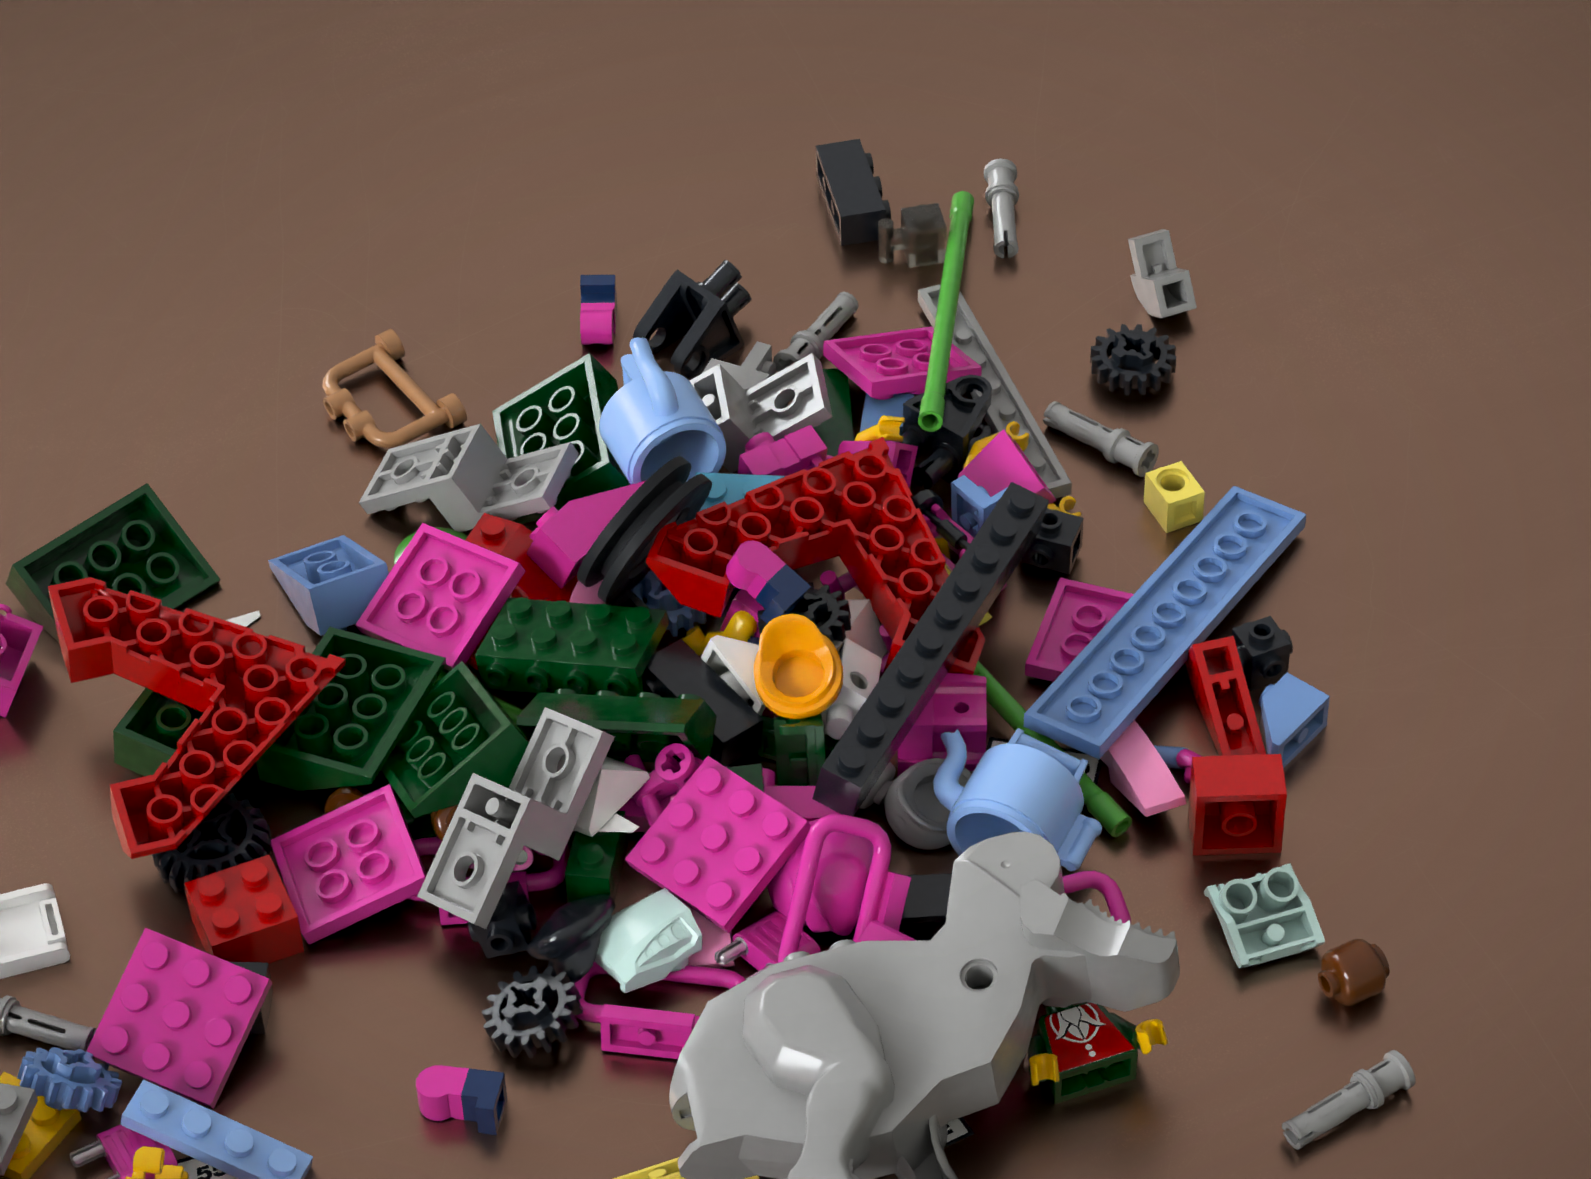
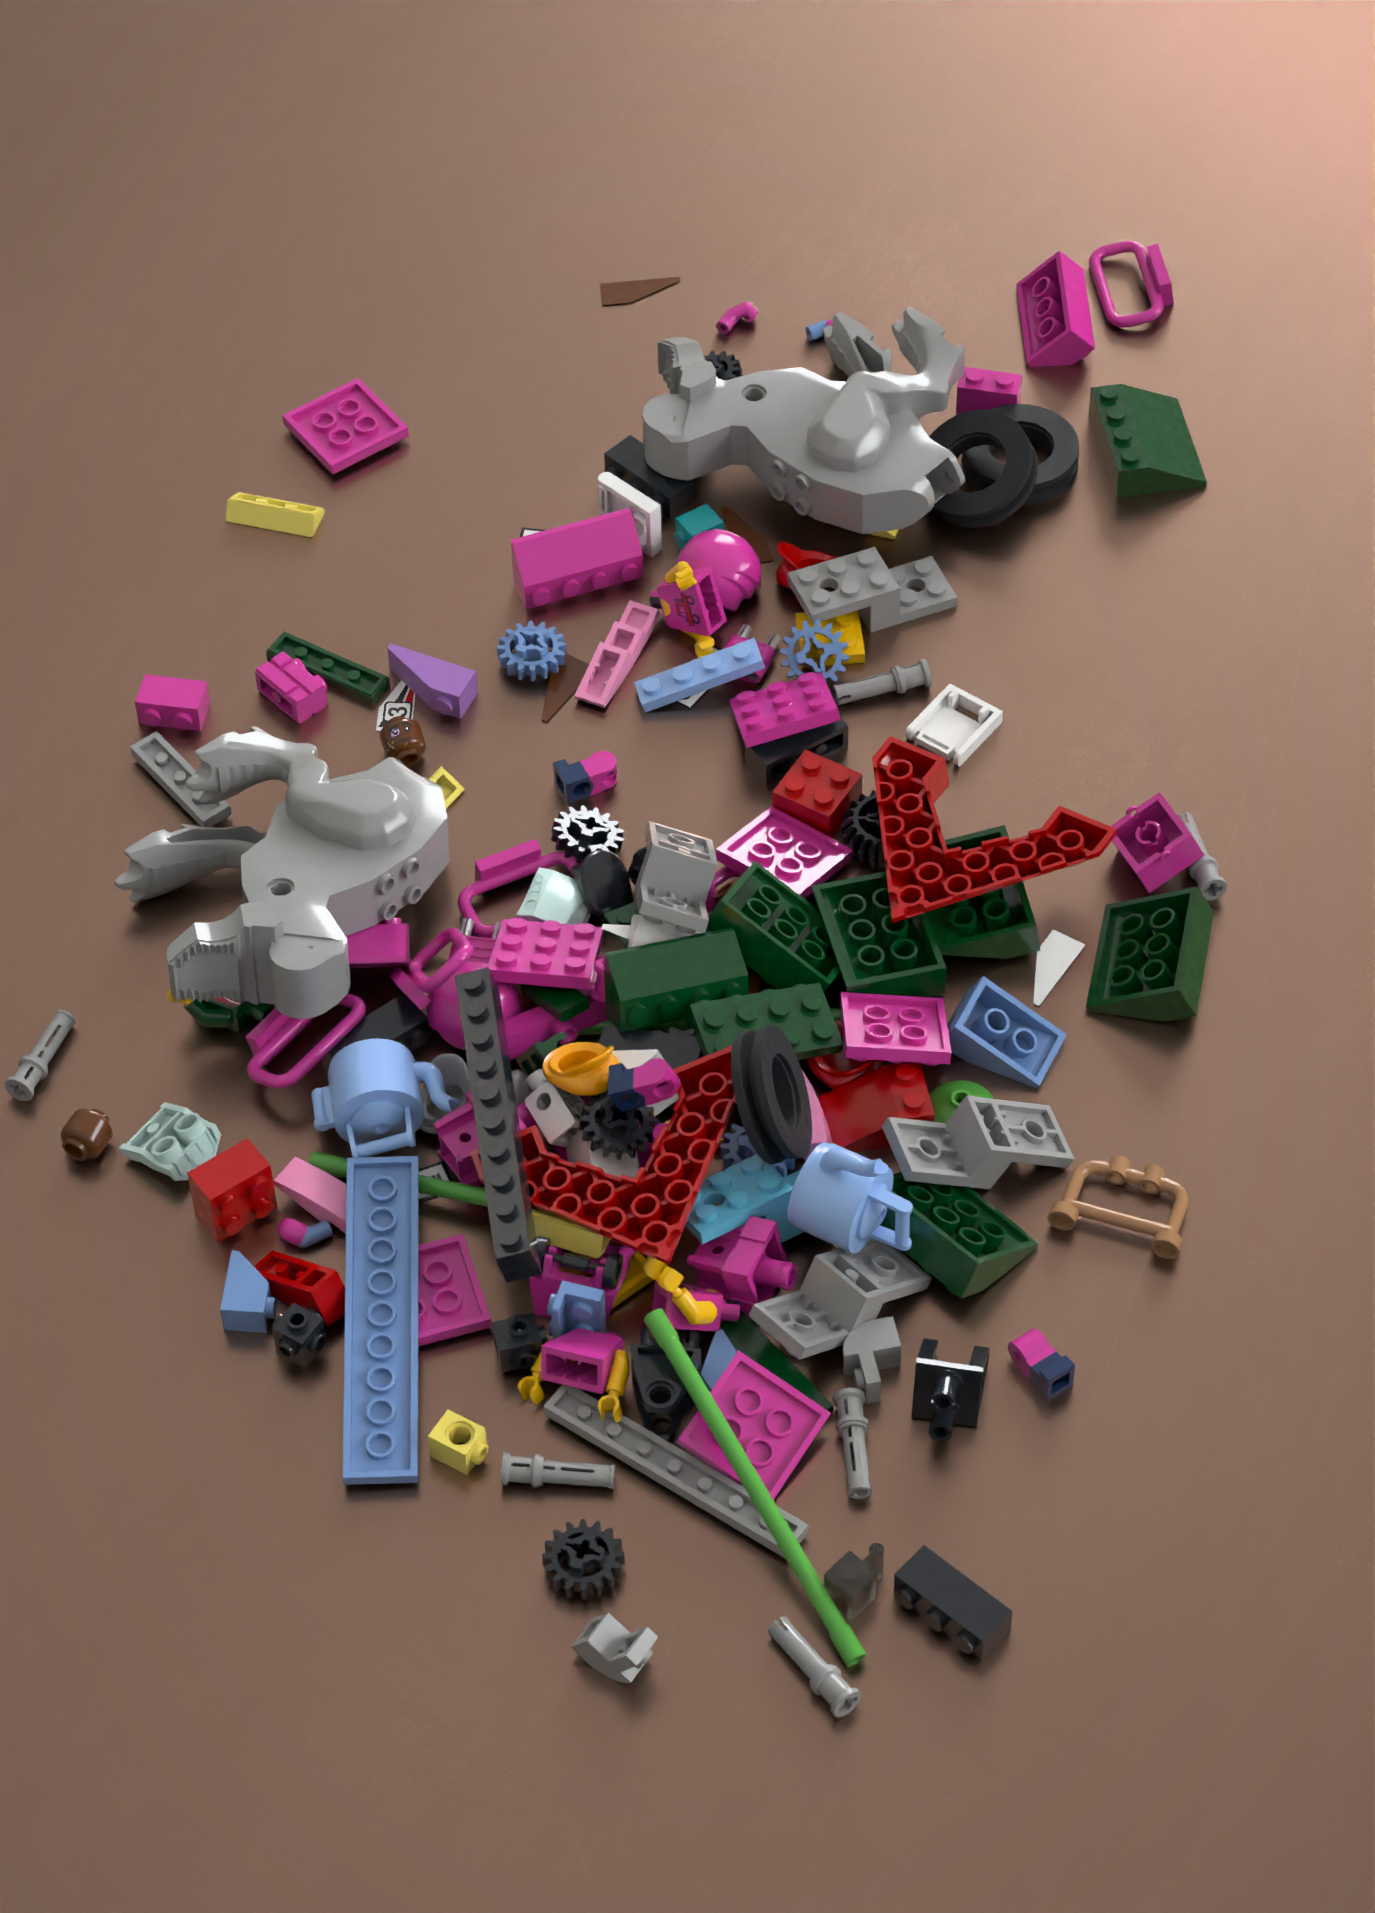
camera: 145 degrees right, 5 degrees up
(568, 534) = (835, 1108): dark pink slope -> none

